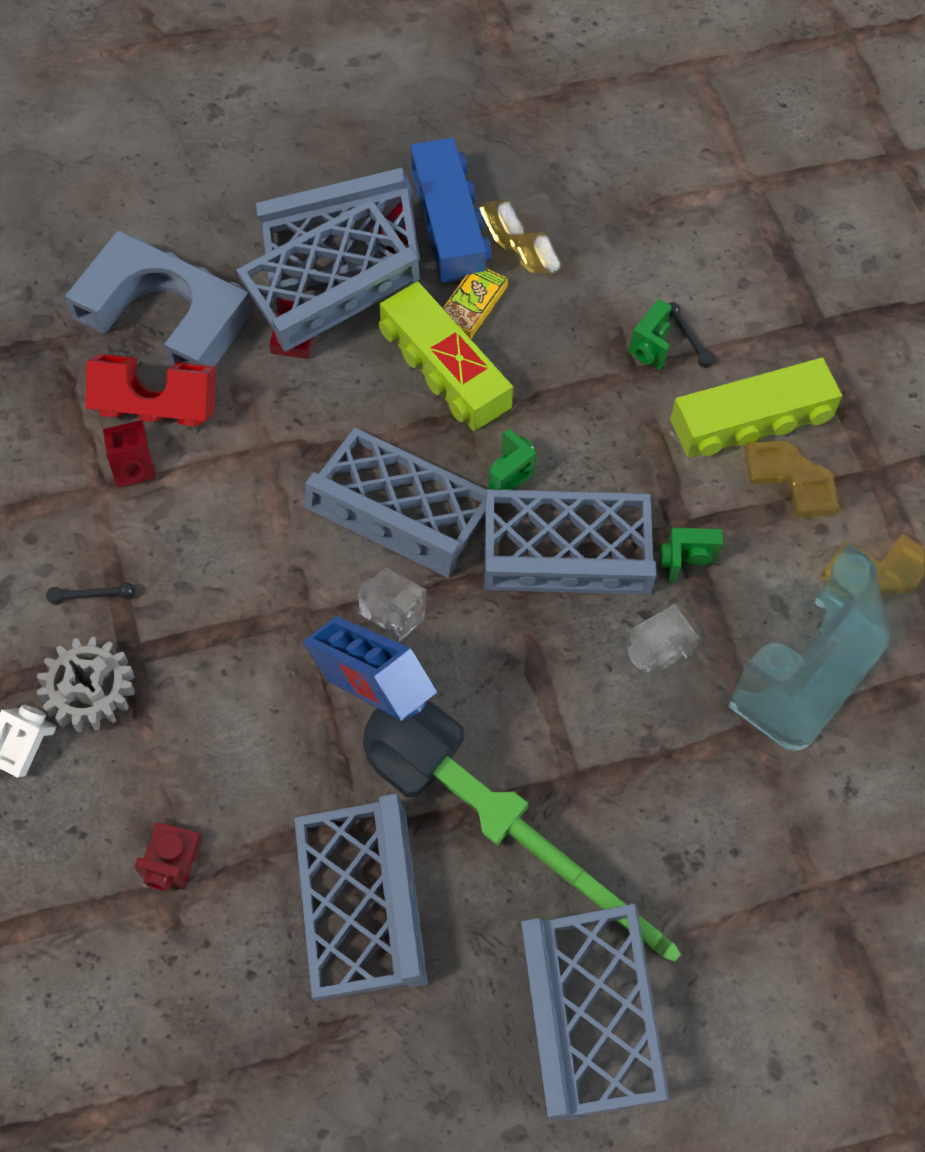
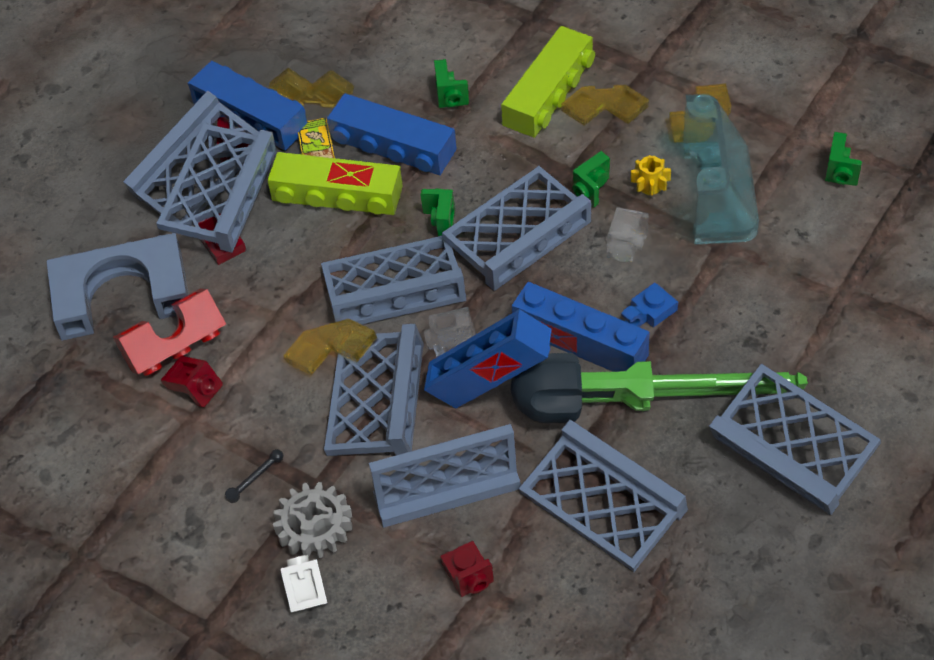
camera: 35 degrees left, 10 degrees down
(228, 750) = (441, 490): none -> sand blue fence
(265, 507) = (315, 344): none -> clear yellow tile
(288, 623) = (403, 396): none -> sand blue fence
(511, 706) = (585, 330): none -> blue brick
(548, 346) = (392, 134): none -> blue brick
(611, 736) = (650, 306): none -> blue plate
(705, 357) = (488, 78): black hinge -> none
(763, 598) = (650, 175): none -> yellow gear

